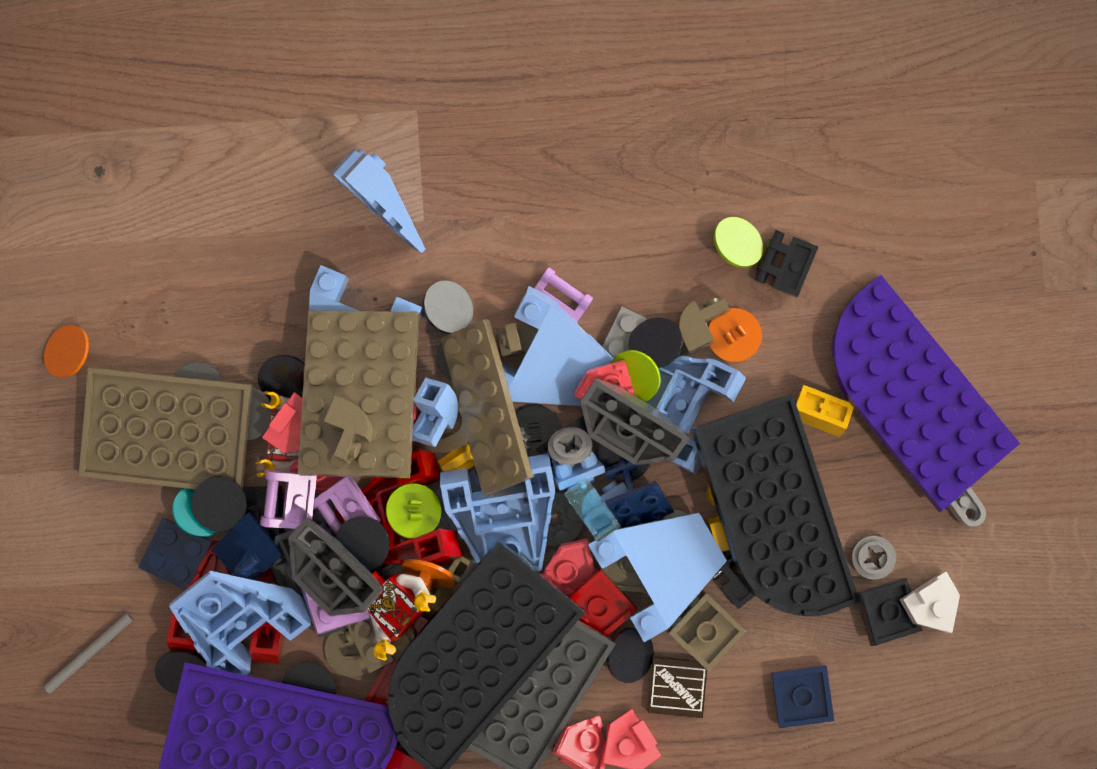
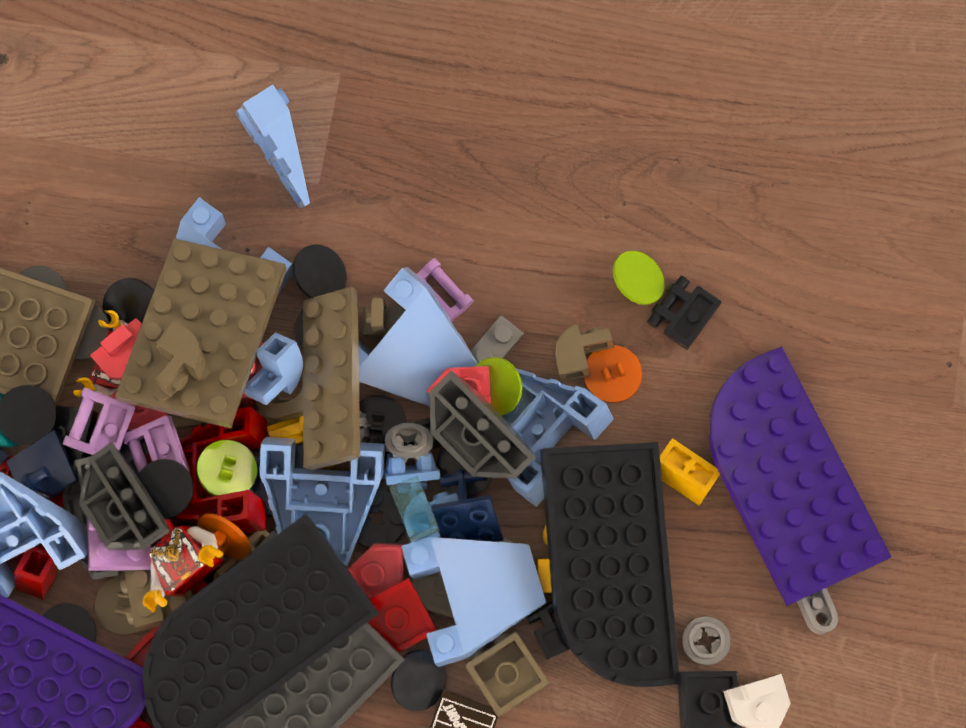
camera: 15 degrees right, 10 degrees down
(658, 340) = (530, 355): black piece -> none

